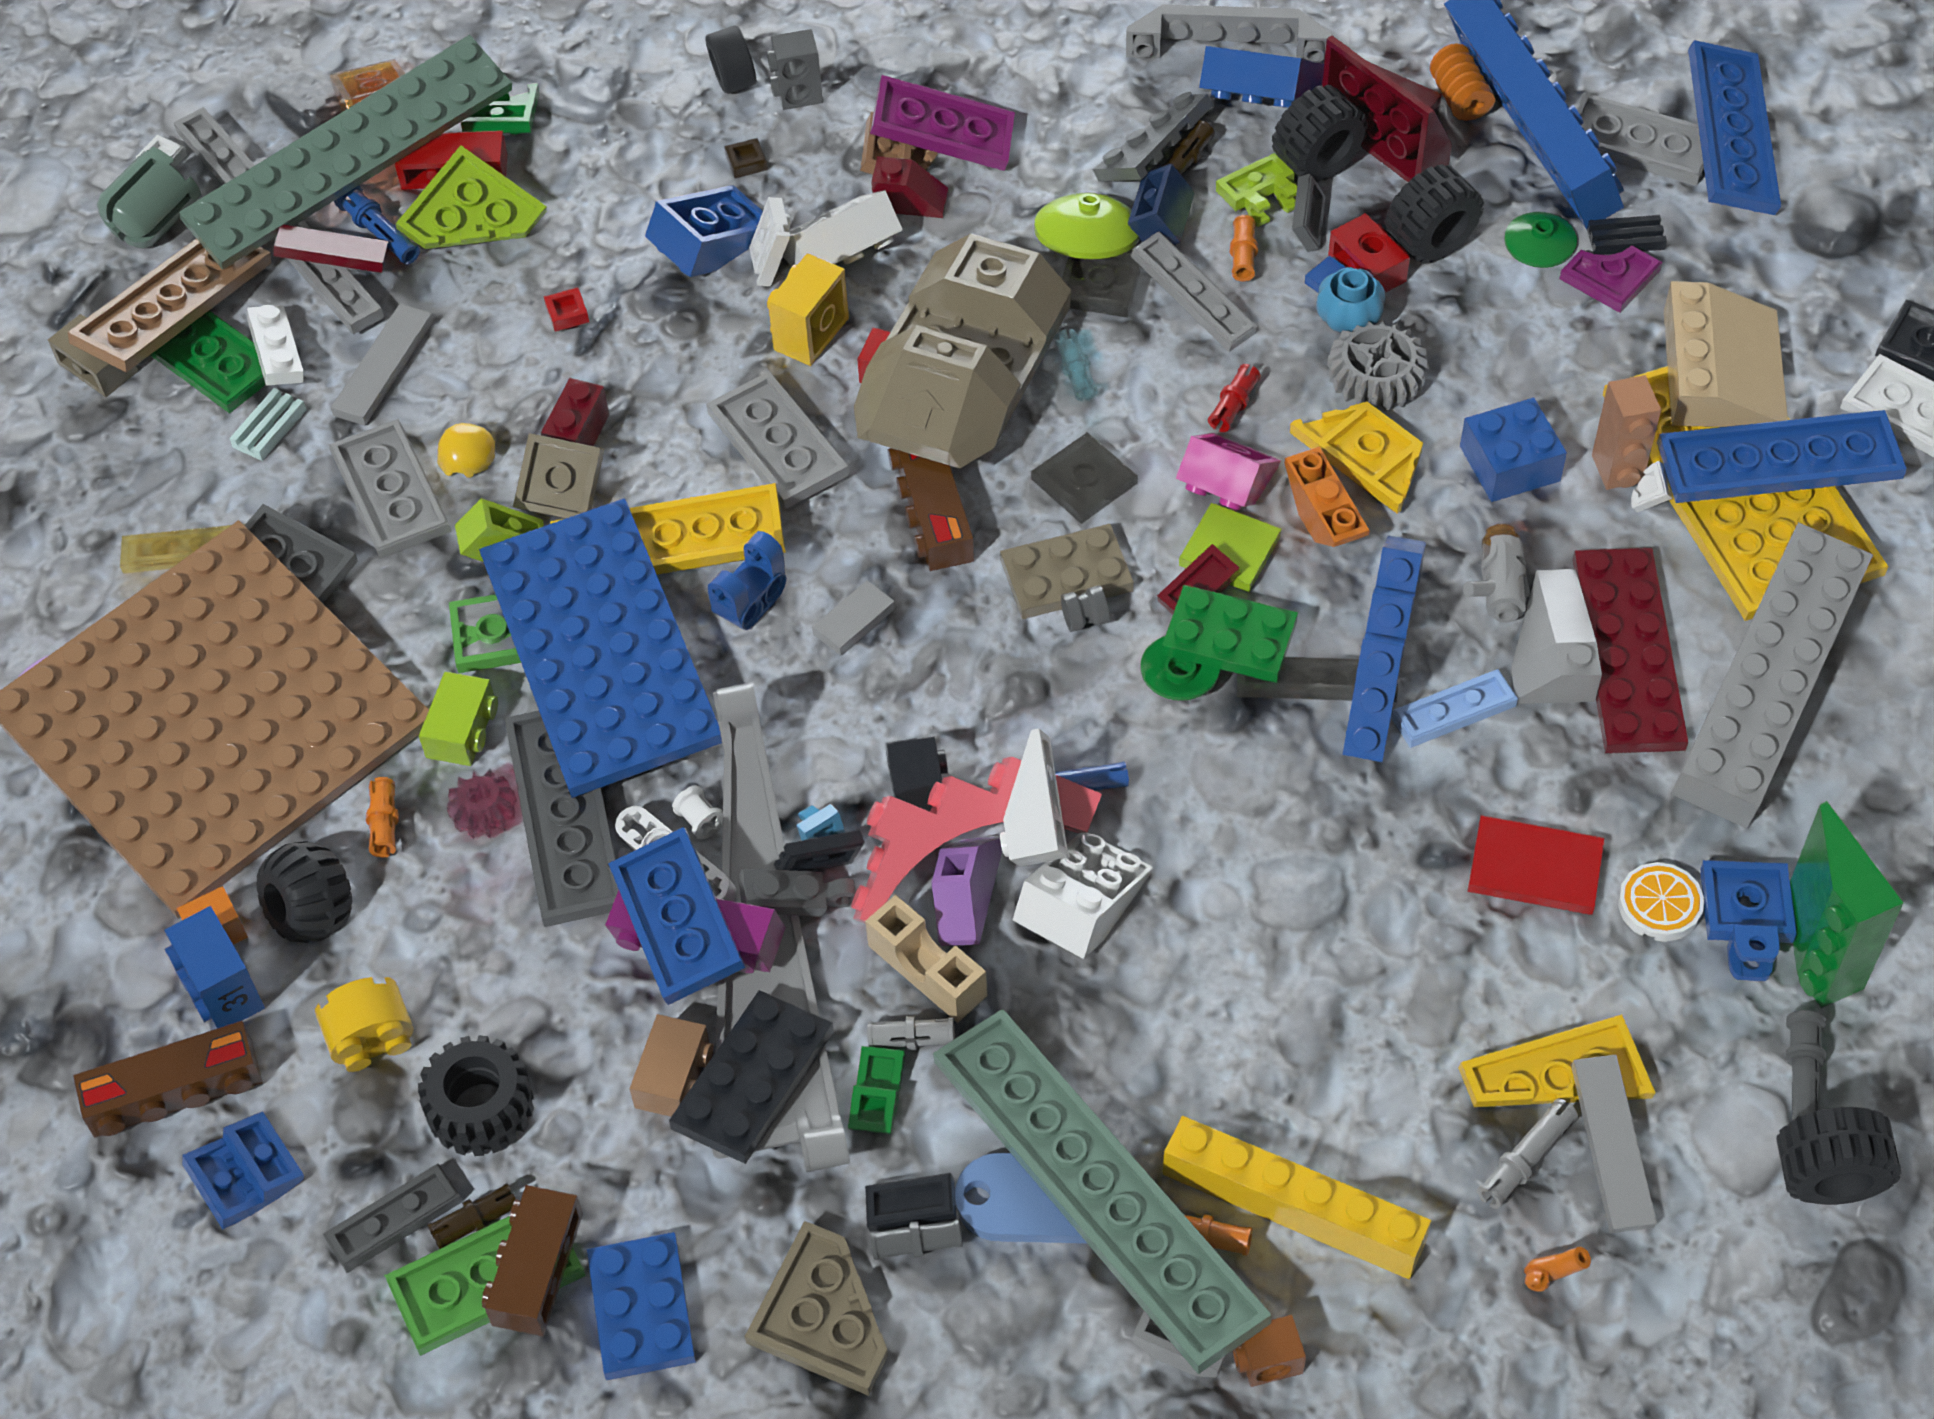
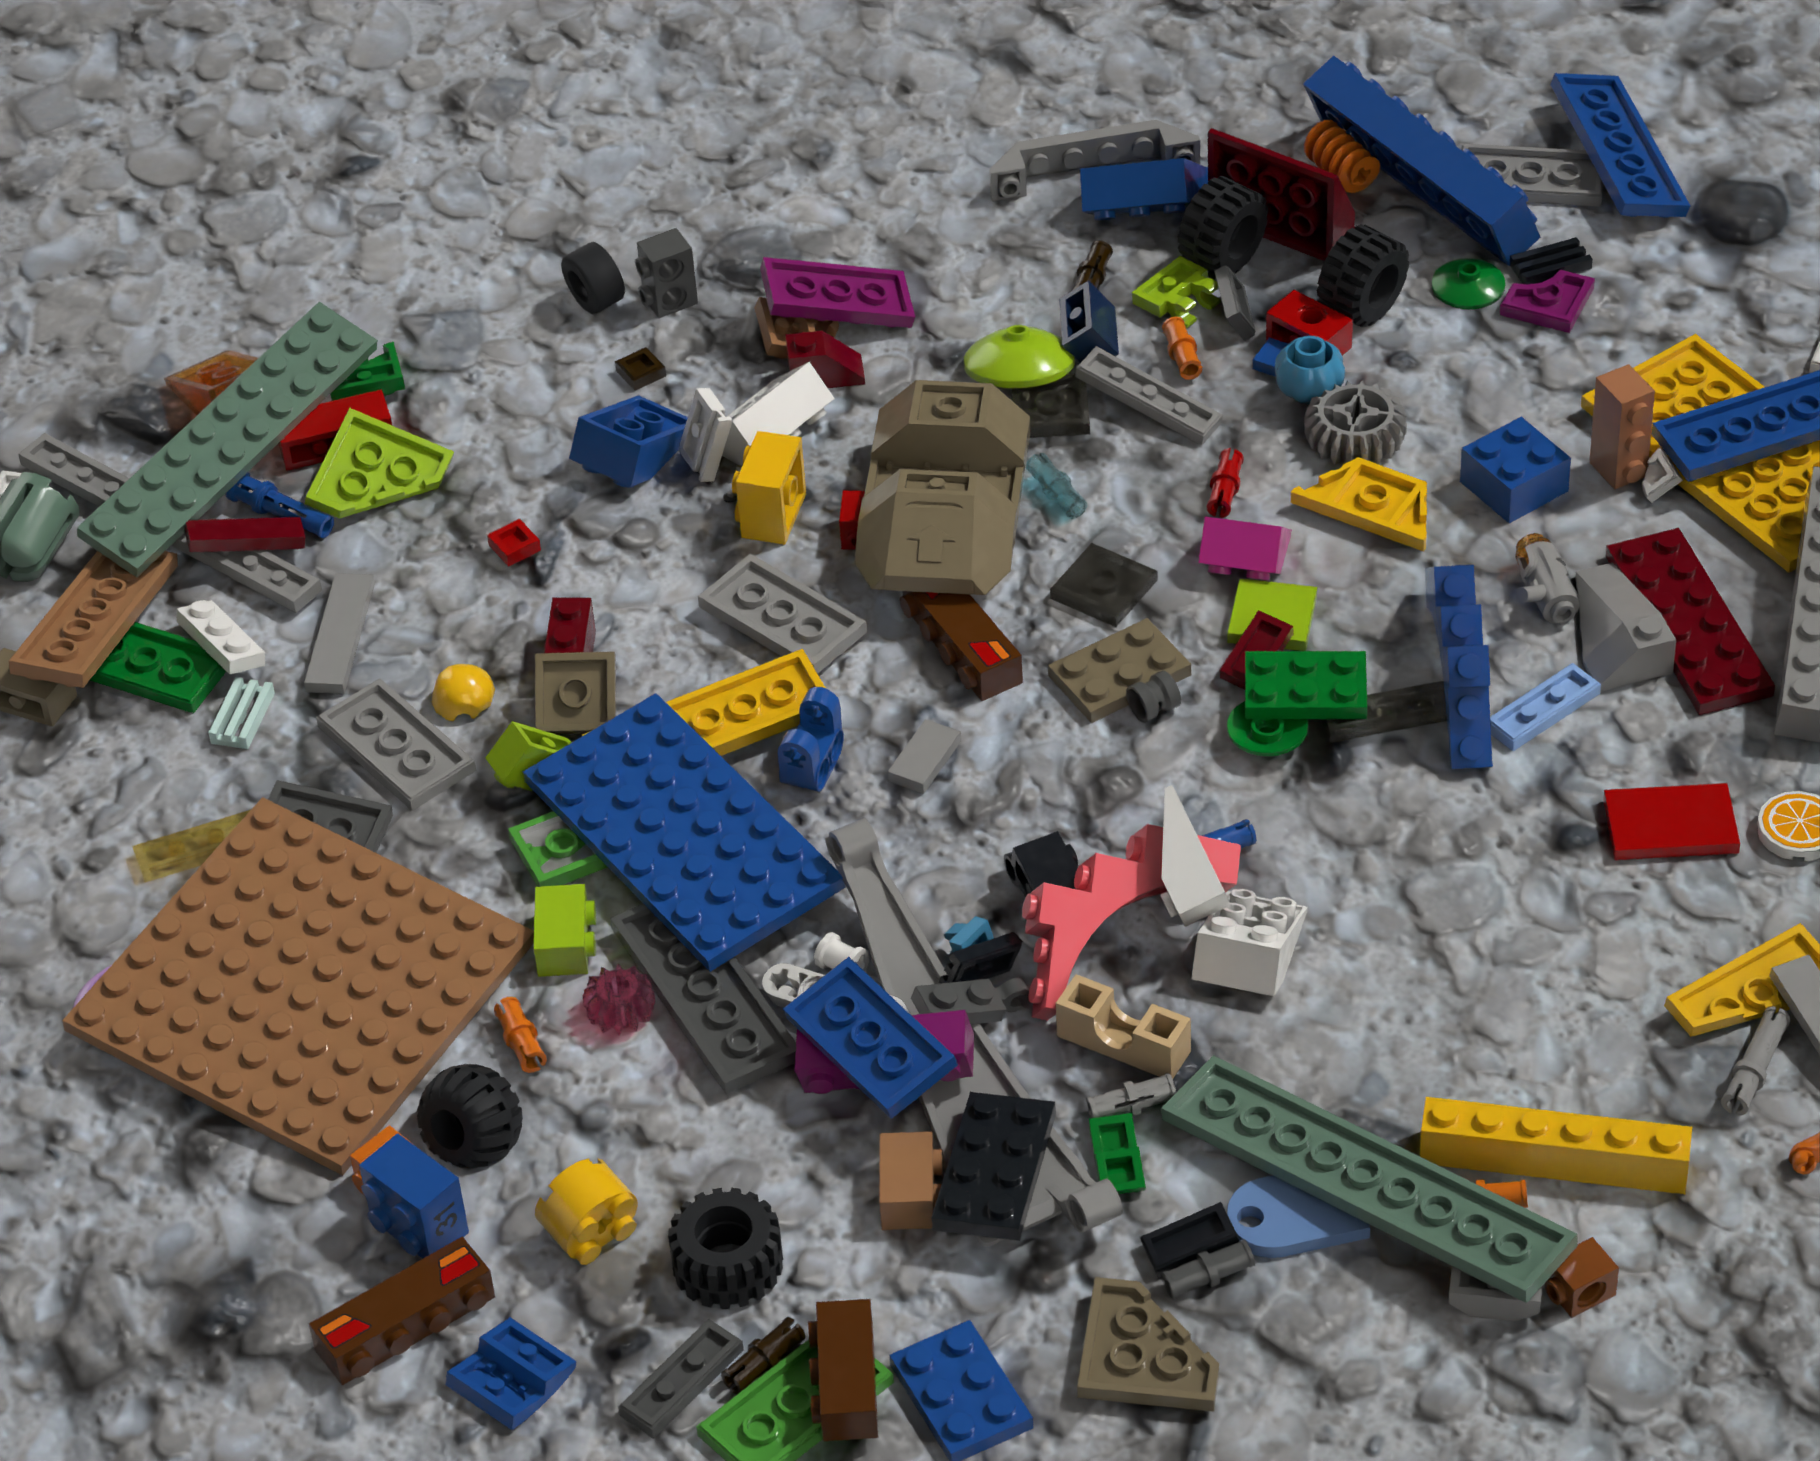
camera: 15 degrees left, 10 degrees down
(964, 889) = (1135, 963): medium lavender slope -> none
(1146, 144) = (1052, 271): dark grey wing -> none
(1323, 500) = (1350, 551): orange slope -> none
(1722, 358) = (1683, 345): tan slope -> none

